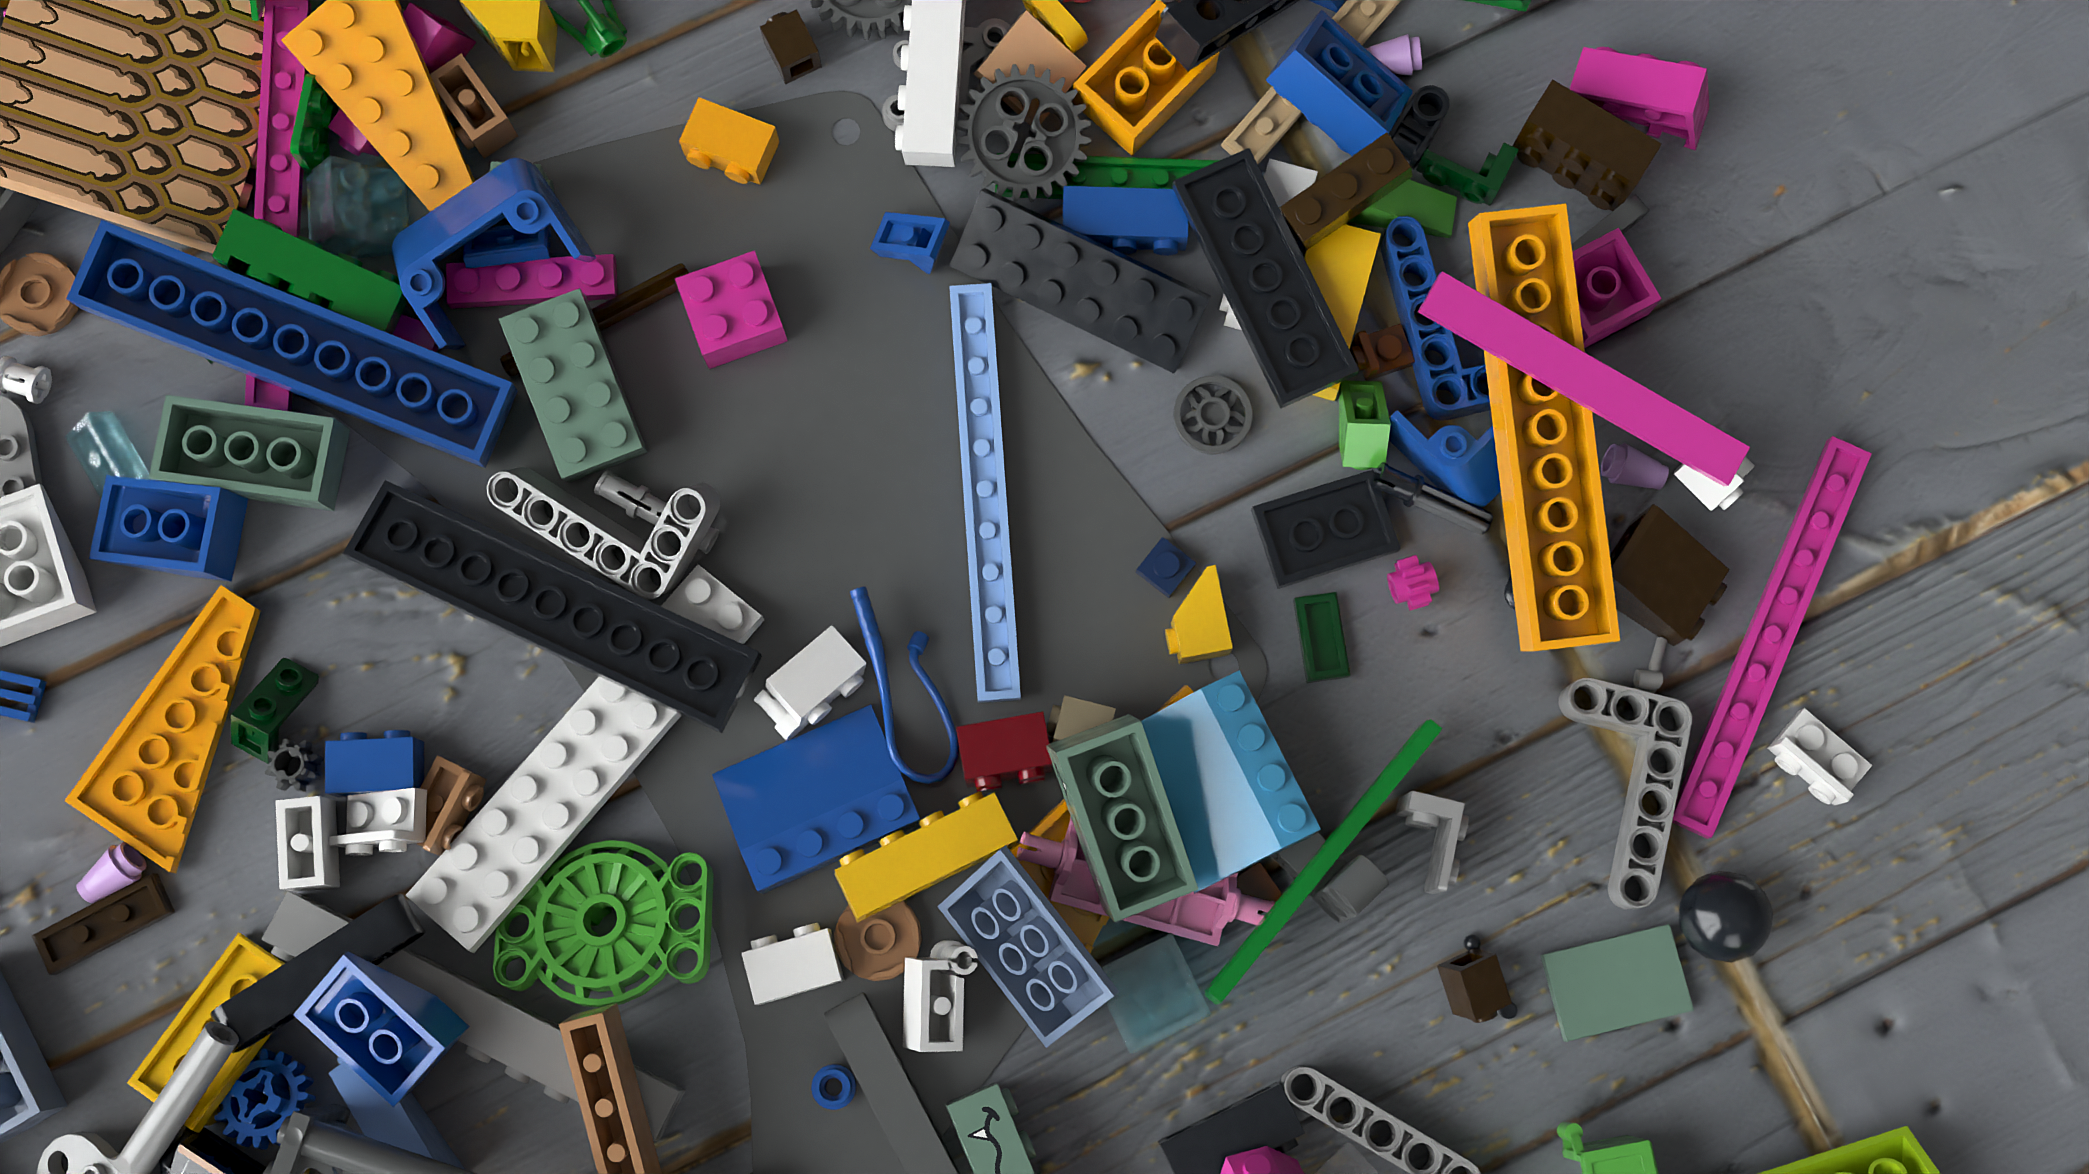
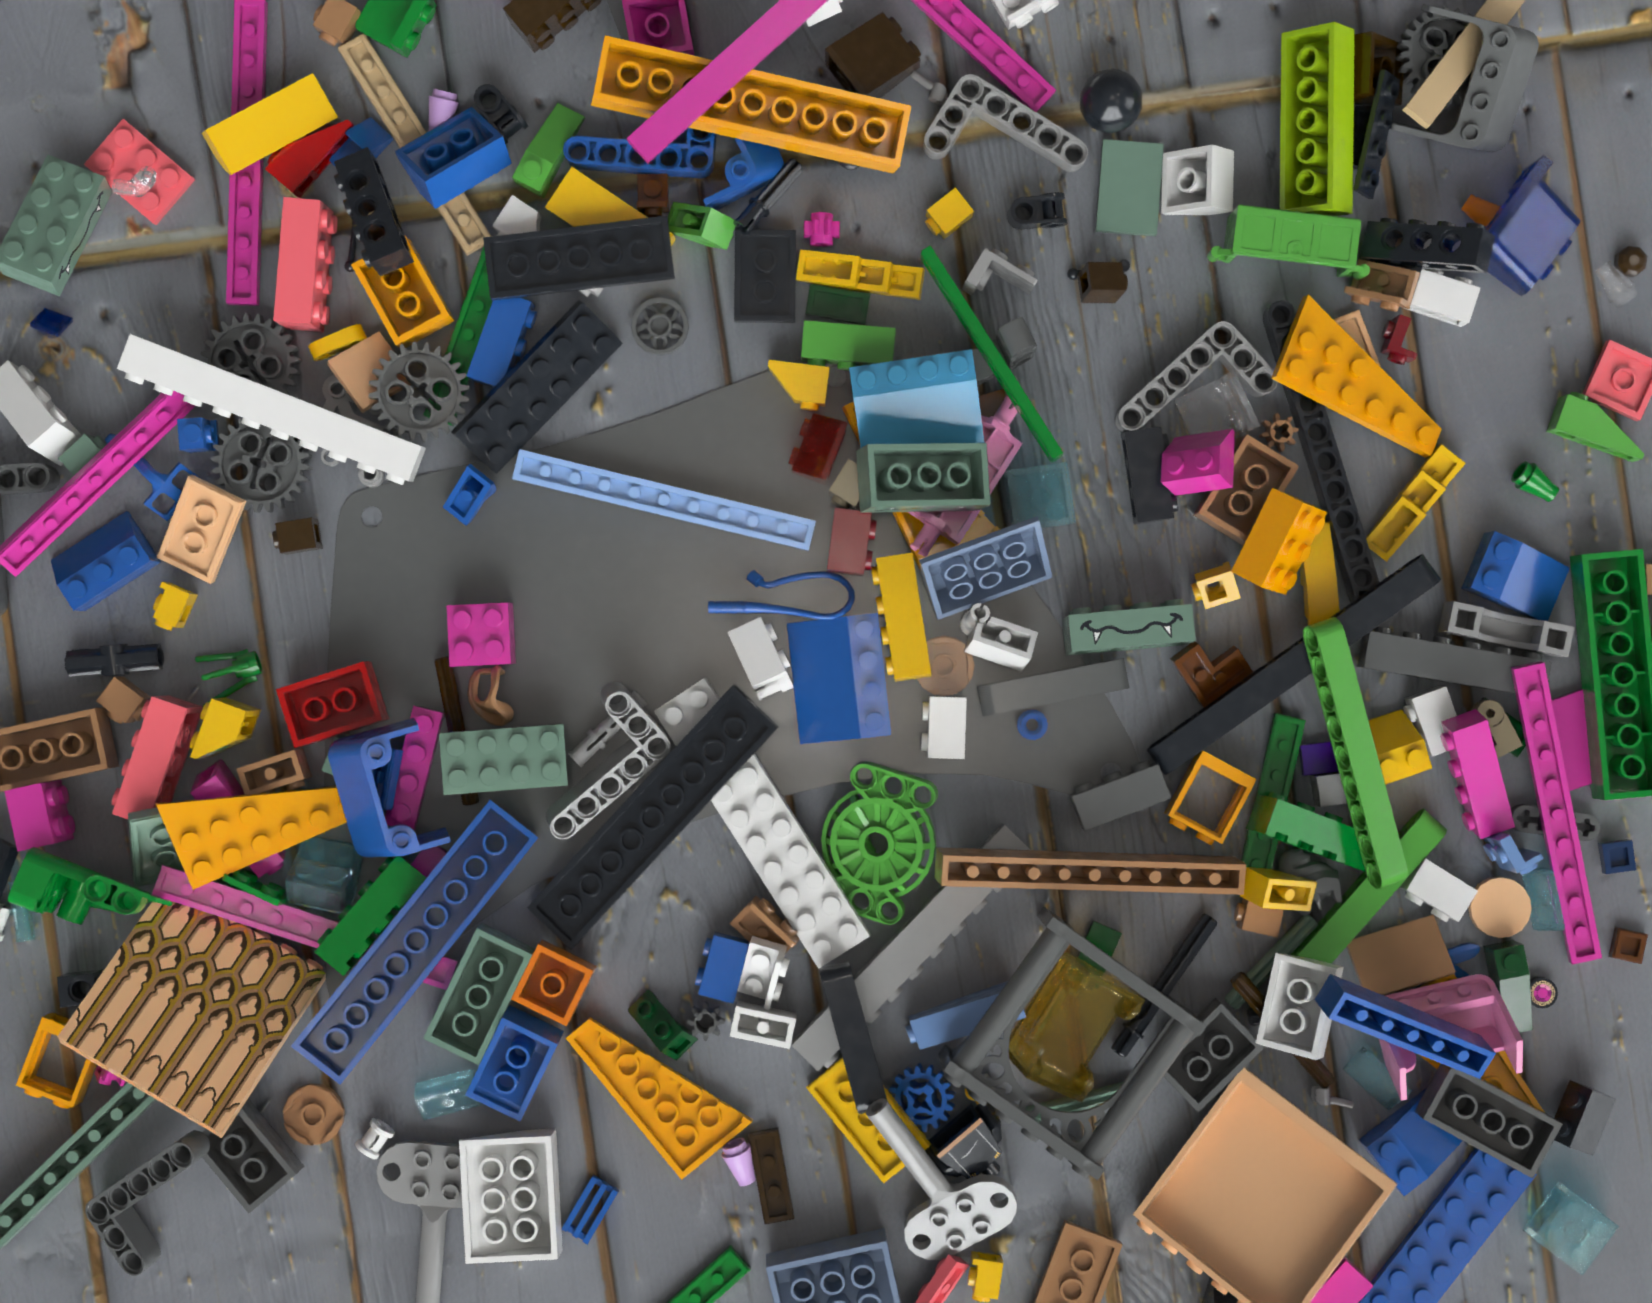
camera: 70 degrees left, 10 degrees up
(291, 545) = (553, 982): none -> orange brick
(380, 1025) = (902, 1004): blue slope -> none
(583, 150) = (332, 704): none -> red brick
(635, 356) = (491, 709): none -> medium nougat piece
(728, 142) = (357, 600): light orange brick -> none
(1119, 670) = (819, 447): none -> clear red slope
(1165, 567) = (756, 393): dark blue plate -> none
(1271, 663) = (846, 344): none -> bright green brick
(1347, 191) = (538, 181): dark brown brick -> none
(1371, 654) = (860, 274): none -> yellow slope
(1472, 186) = (547, 70): dark green bracket -> none
(1493, 745) = (948, 214): none -> yellow brick
(1541, 869) = (1044, 211): none -> black piece
(1633, 468) = (789, 52): lavender cone -> none
(1660, 1075) = (1197, 181): none -> white slope

